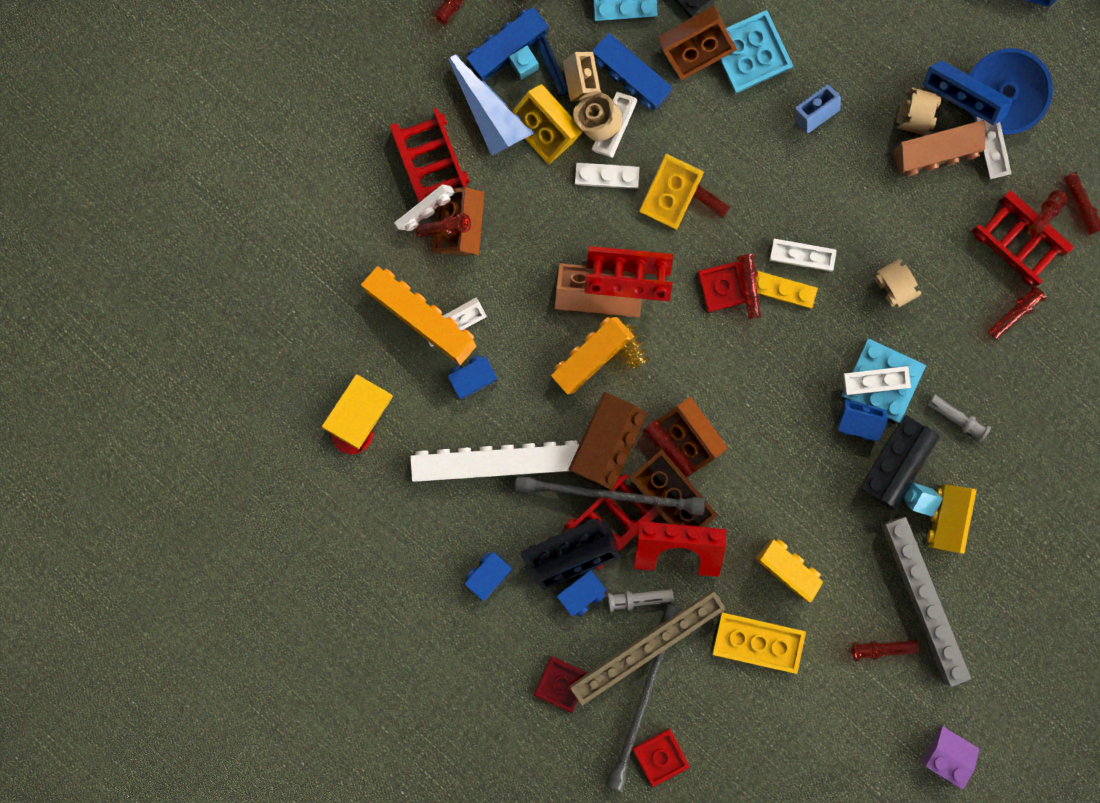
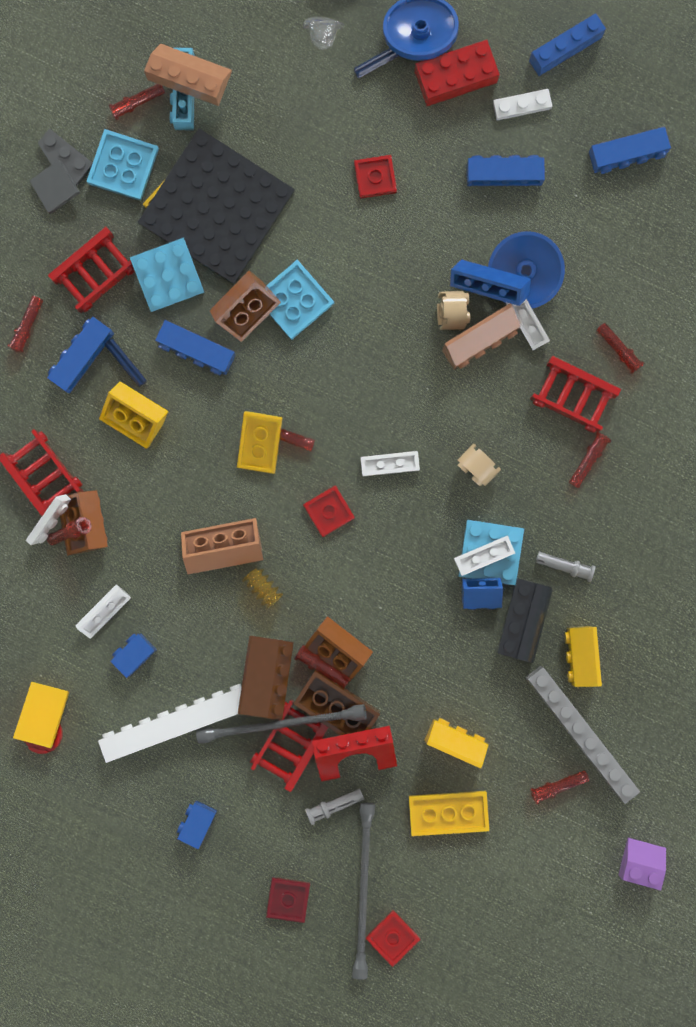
camera: 15 degrees left, 0 degrees up
(419, 315) = (70, 616): light orange brick -> none
(496, 122) = (87, 424): wedge -> none
(524, 63) = (99, 367): medium azure brick -> none
(571, 553) = (262, 785): black brick -> none
(580, 74) = (152, 364): tan brick -> none
(582, 593) = (282, 815): blue brick -> none
(592, 355) = (231, 606): light orange brick -> none
(598, 116) = (176, 395): tan brick -> none
(607, 175) = (200, 444): white plate -> none
(626, 105) = (194, 398): white plate -> none
(629, 261) = (237, 514): red fence -> none
(647, 647) = (352, 847): dark tan plate -> none
(749, 276) = (347, 495): clear red pin -> none
(785, 290) = (382, 498): yellow plate -> none
(818, 108) = (365, 333): medium blue brick -> none
(922, 499) = (554, 647): medium azure brick -> none
(1038, 225) = (583, 383): clear red pin -> none

